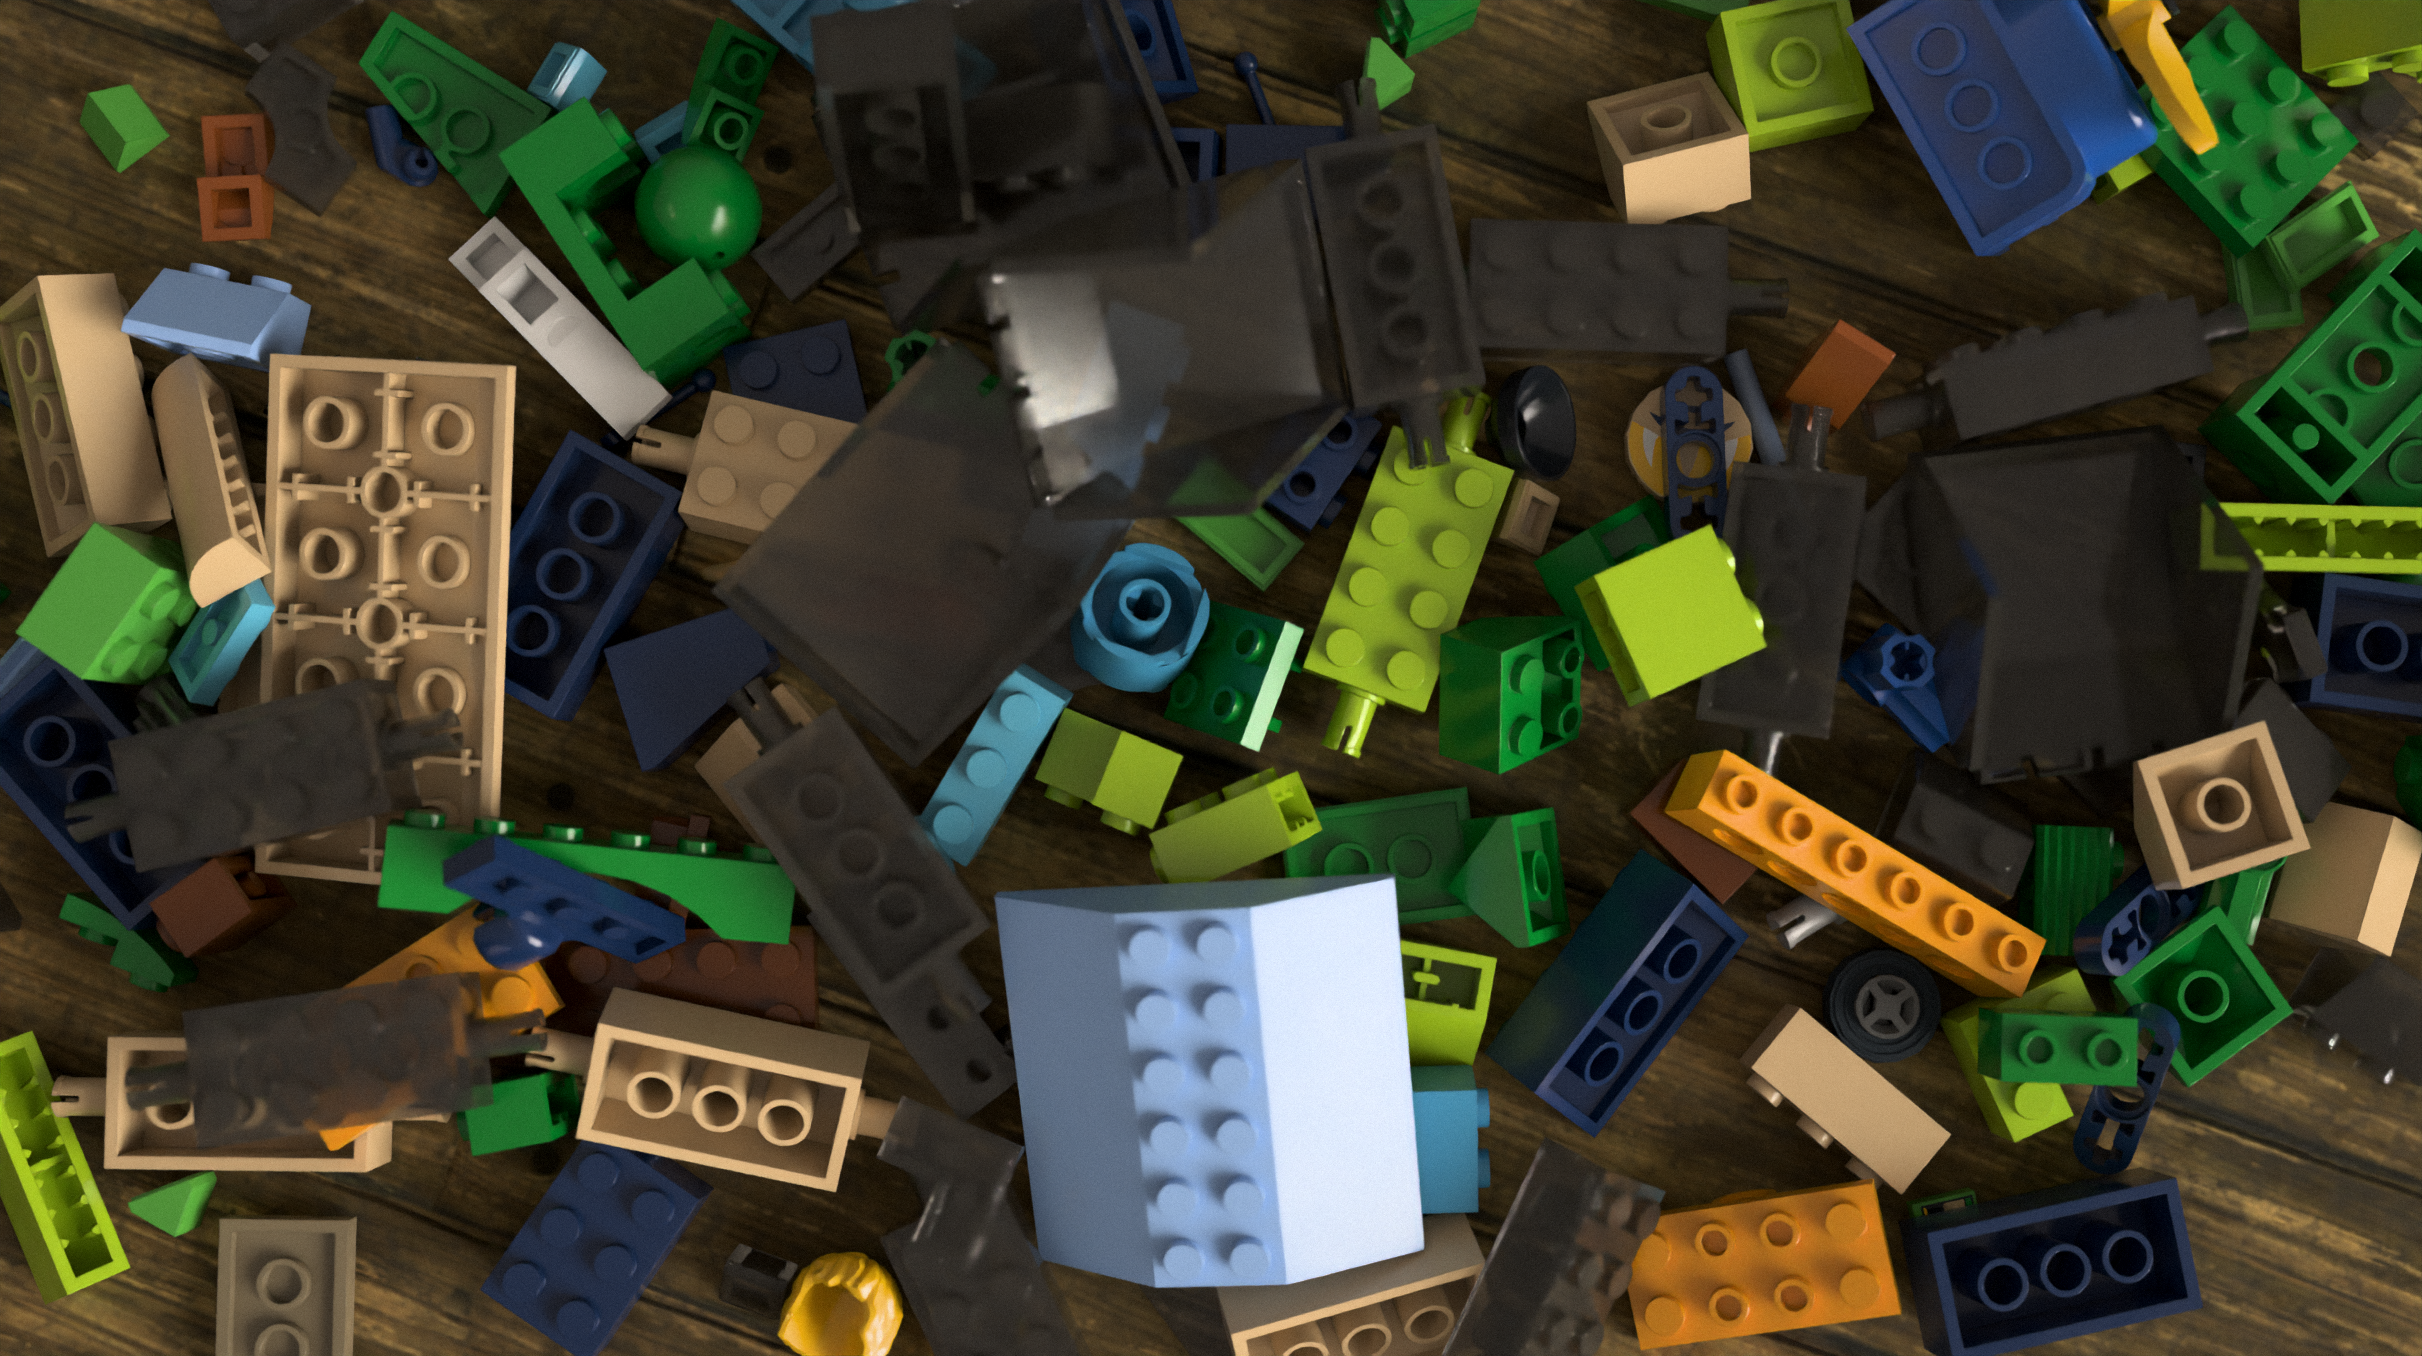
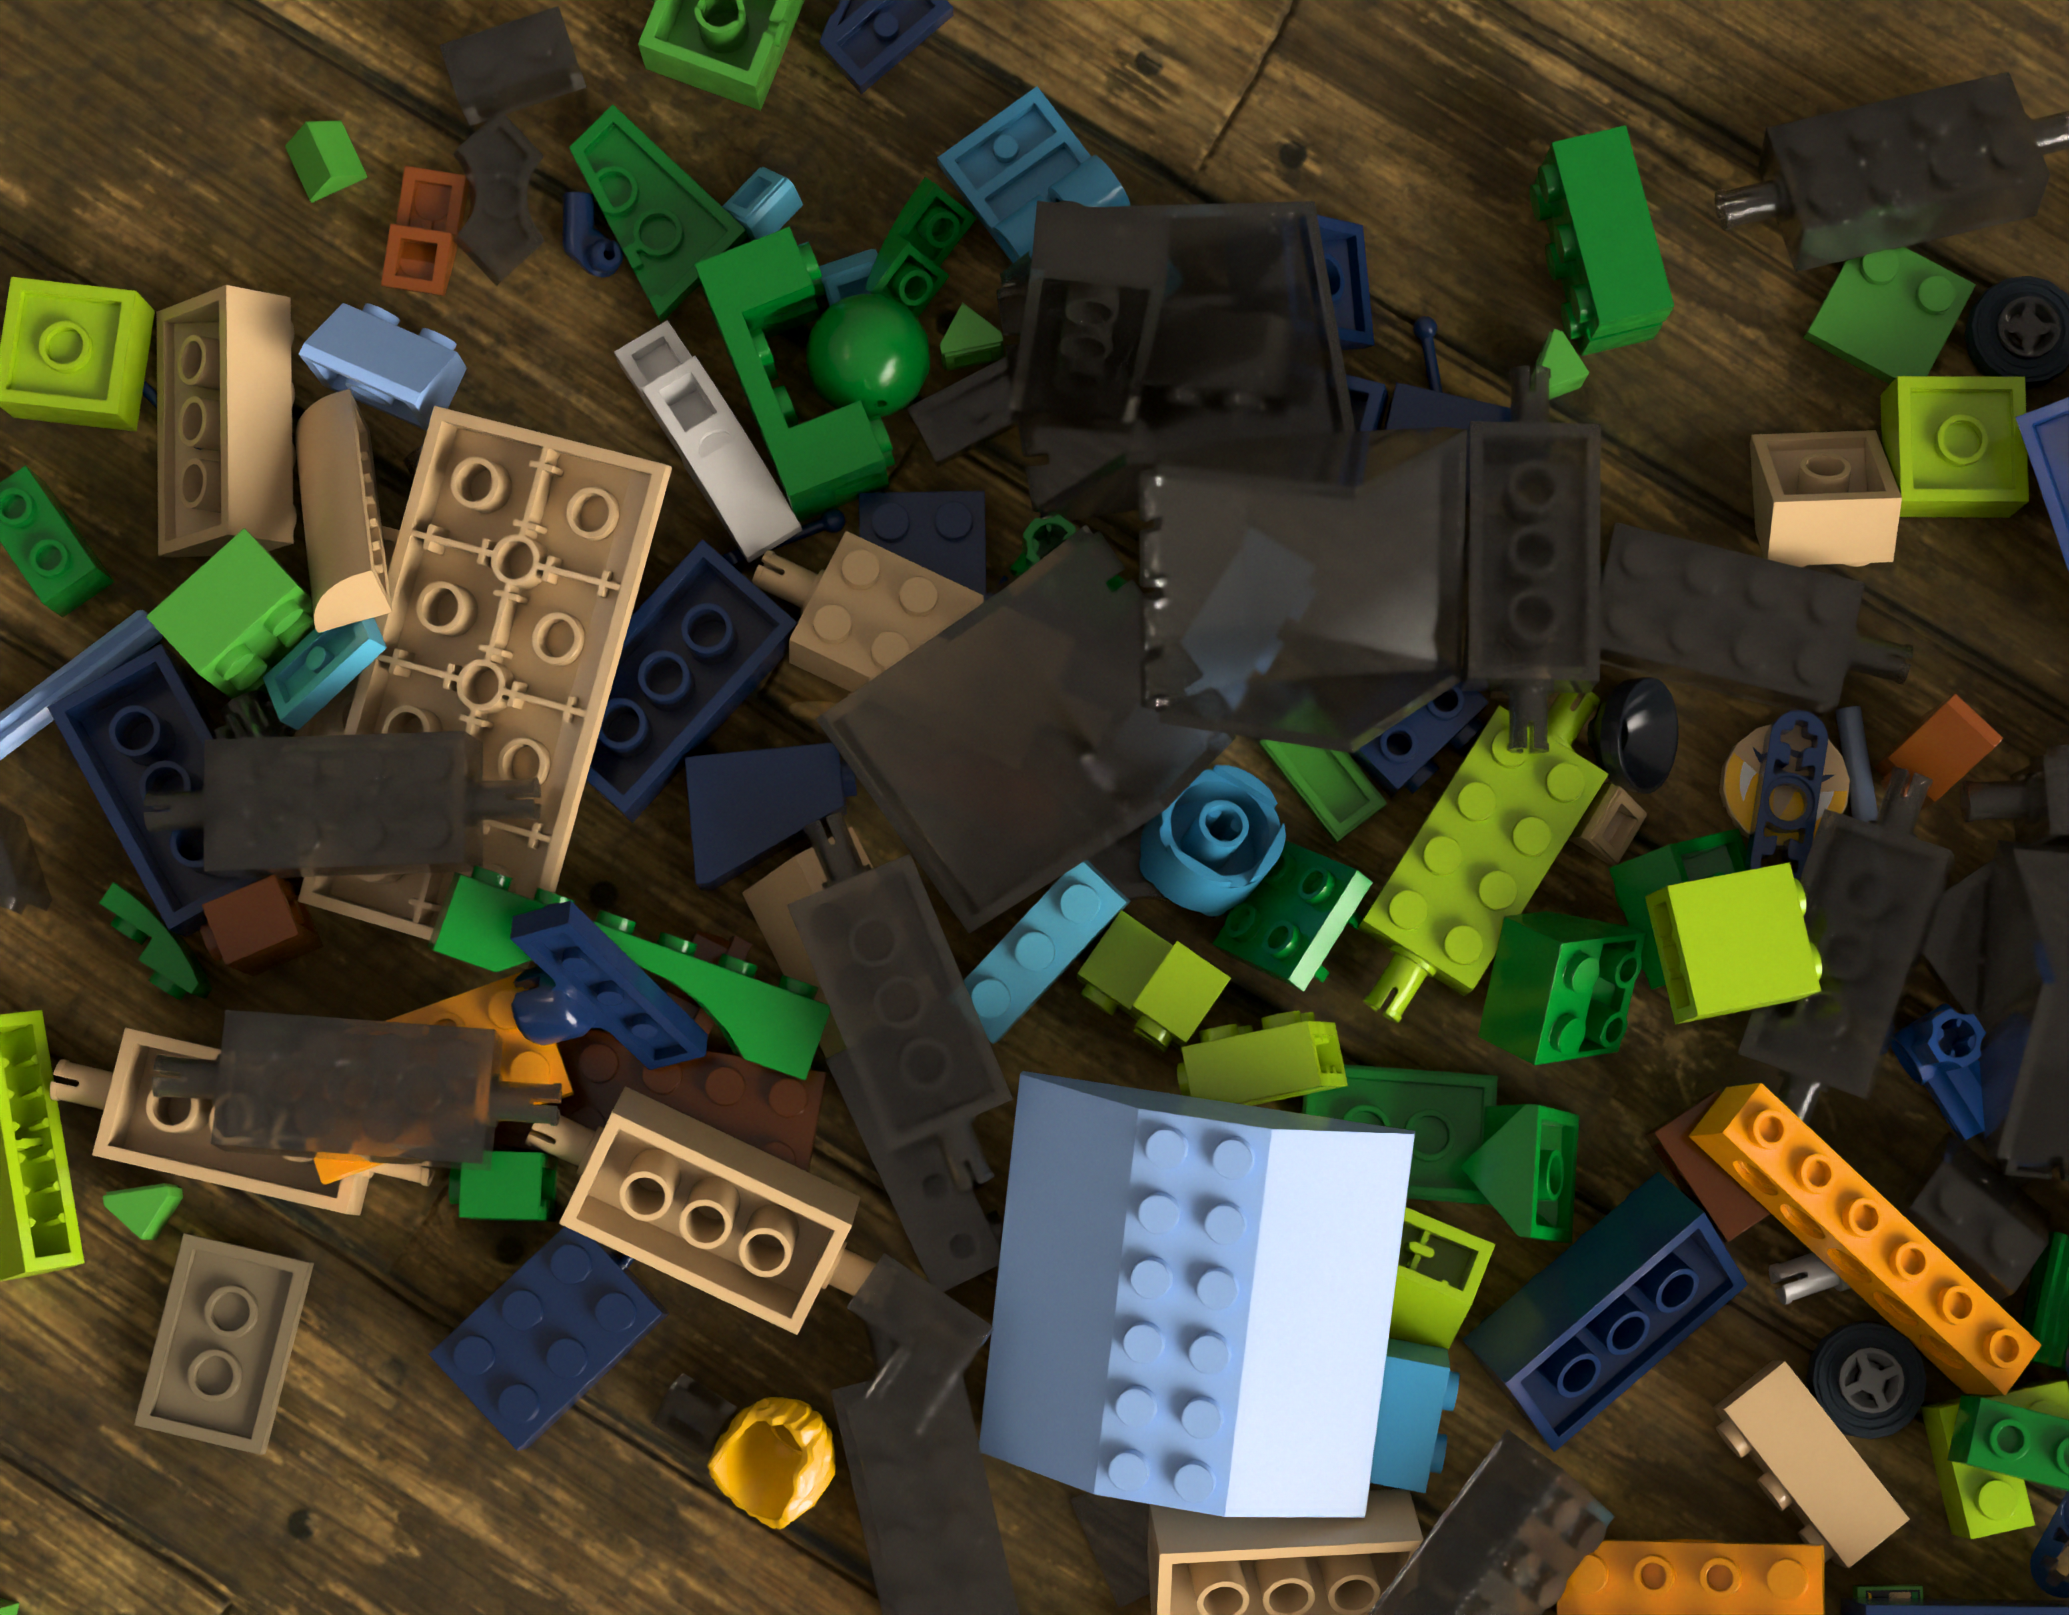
camera: 10 degrees right, 5 degrees down
(797, 173) = (970, 341): none -> bright green slope

